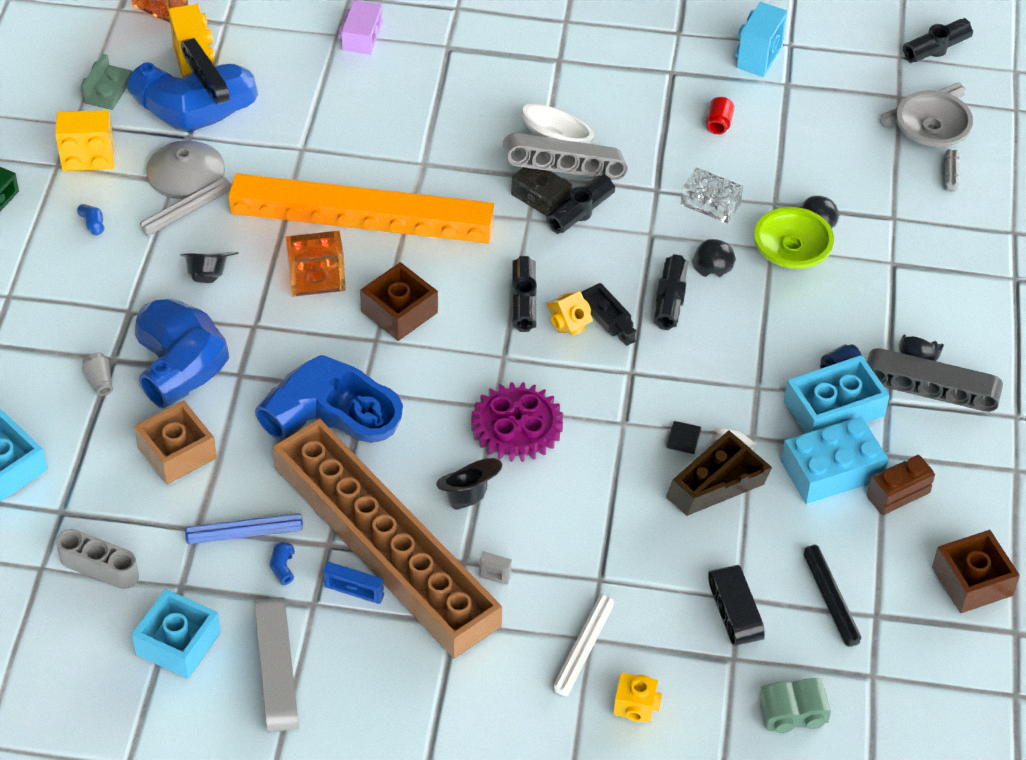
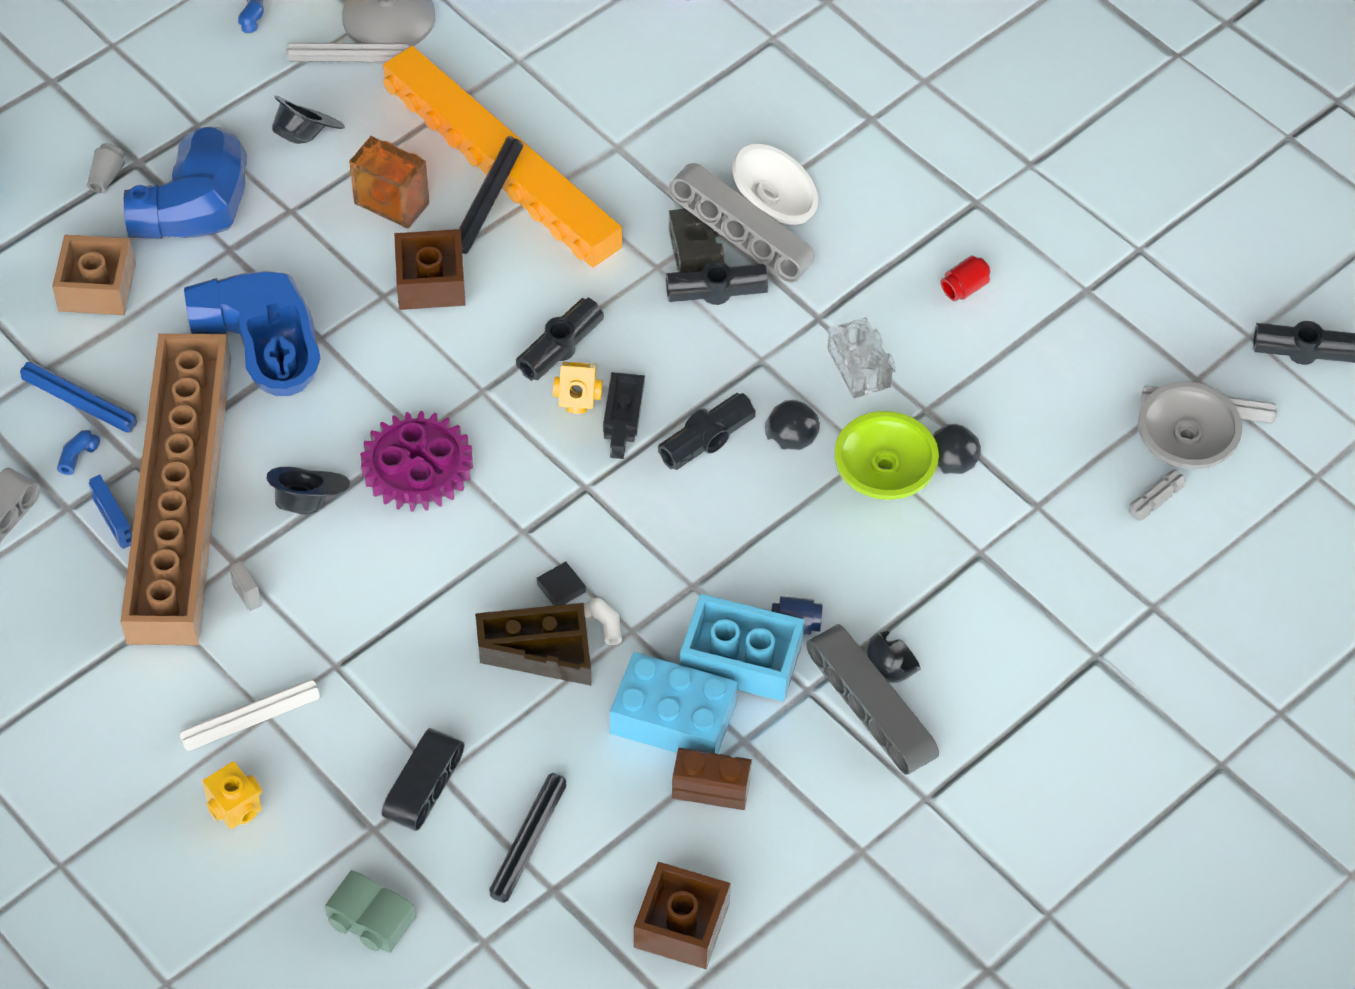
camera: 40 degrees right, 5 degrees up
(385, 226) = (489, 191): none -> black axle
(761, 39) = (1094, 221): medium azure brick -> none

